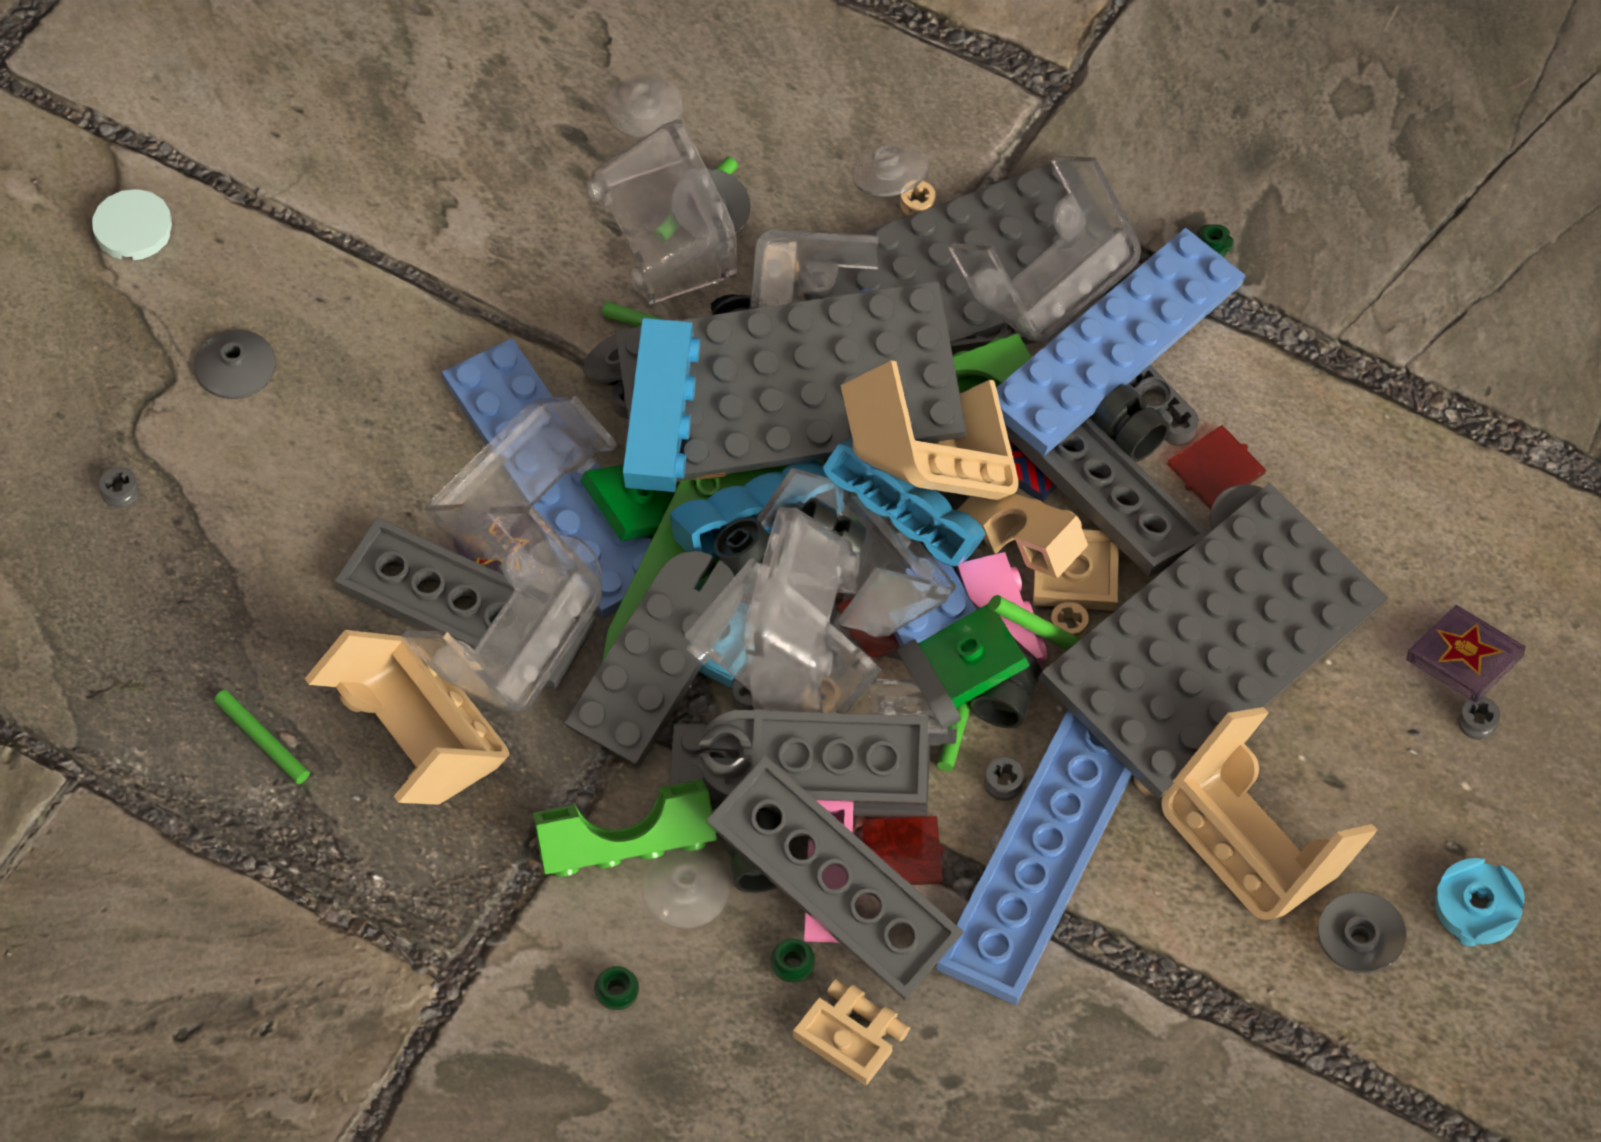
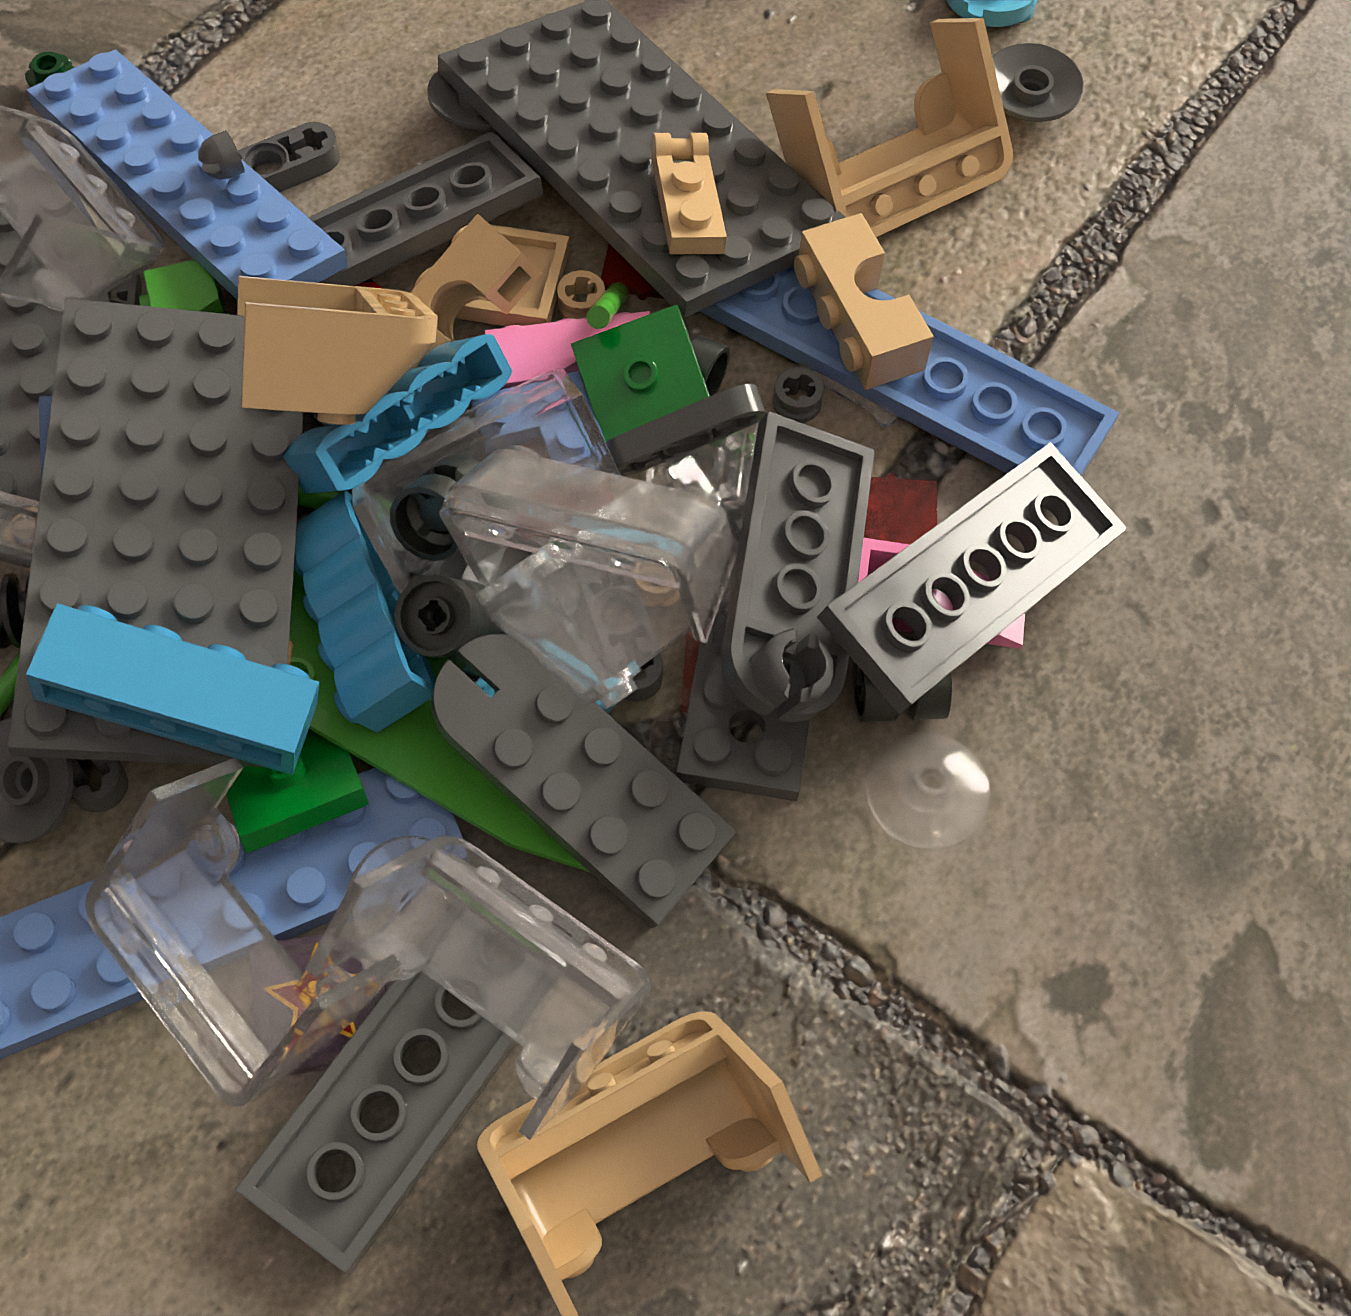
camera: 85 degrees left, 5 degrees up
(616, 977) = (1101, 878): dark green plate -> none
(676, 821) = (872, 922): bright green arch -> none
(792, 949) = (1057, 650): dark green plate -> none
(844, 1041) = (1172, 616): tan plate -> none
(1104, 778) = (874, 336): none -> tan arch
(1112, 353) = (220, 157): none -> dark grey hinge
(1133, 425) = (315, 179): pearl dark grey wheel -> none
(1144, 660) = (688, 194): none -> tan plate
(1215, 465) = (381, 127): clear red piece -> none

